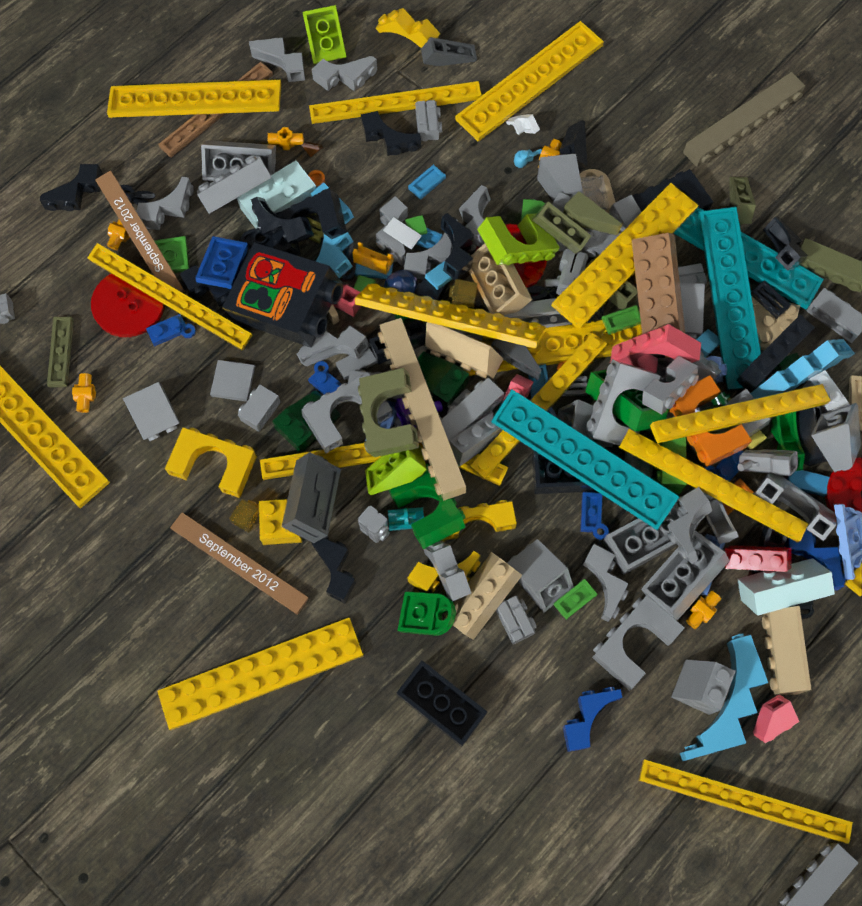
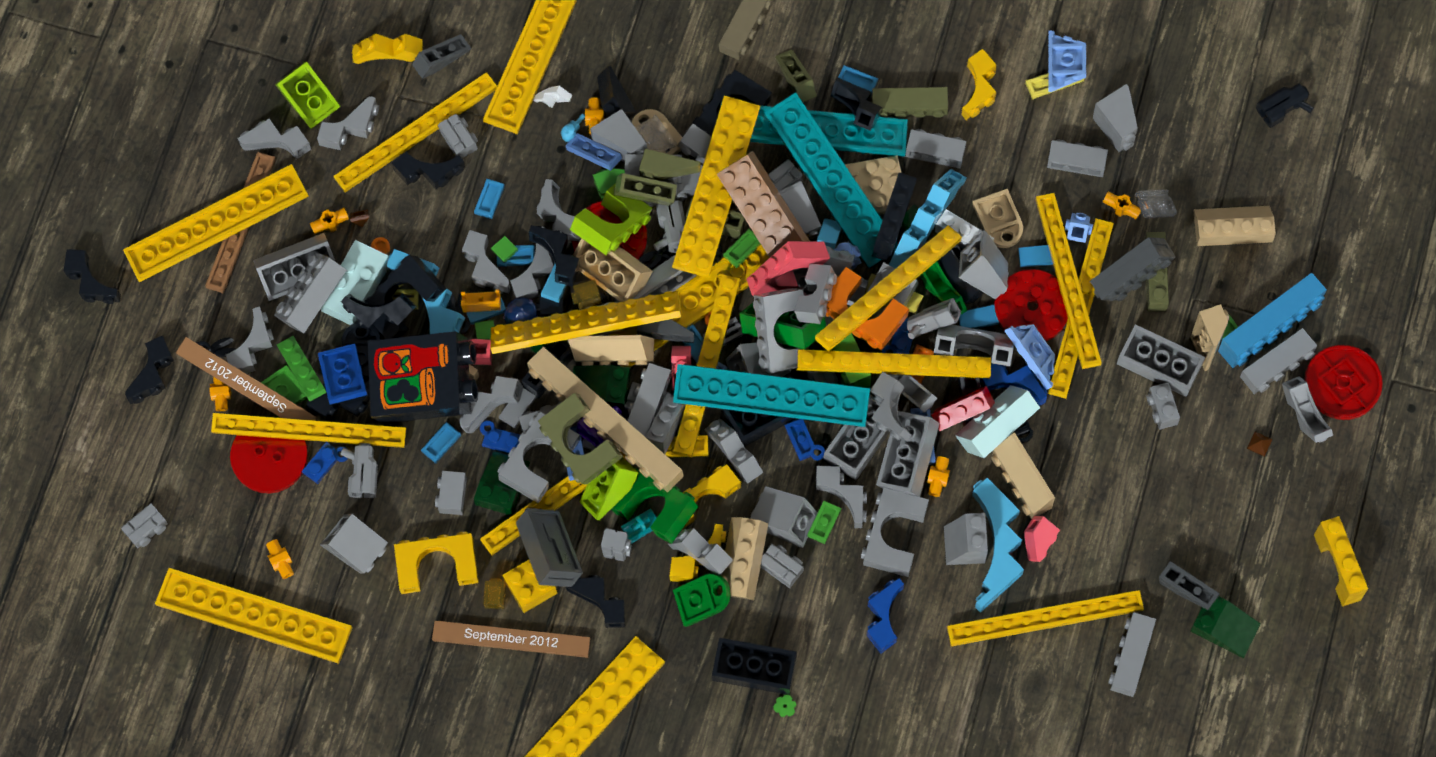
camera: 25 degrees left, 0 degrees up
(60, 352) = (232, 532): olive tile -> none
(69, 84) = (77, 267): none -> black arch
(193, 243) = (301, 368): none -> bright green plate
(196, 354) = (365, 471): none -> light grey piece
(232, 380) = (411, 480): light grey tile -> none
(275, 361) = (441, 442): none -> dark azure tile
(402, 233) = (496, 263): white sticker -> none
(450, 750) = (786, 700): none -> bright green plant
(525, 492) = (733, 448): none -> light grey arch
(534, 182) = (593, 151): none -> medium blue plate
(719, 401) = (864, 286): dark green plate -> none
(768, 301) = (884, 162): black tile -> none
(795, 225) = (858, 78): none -> dark azure tile

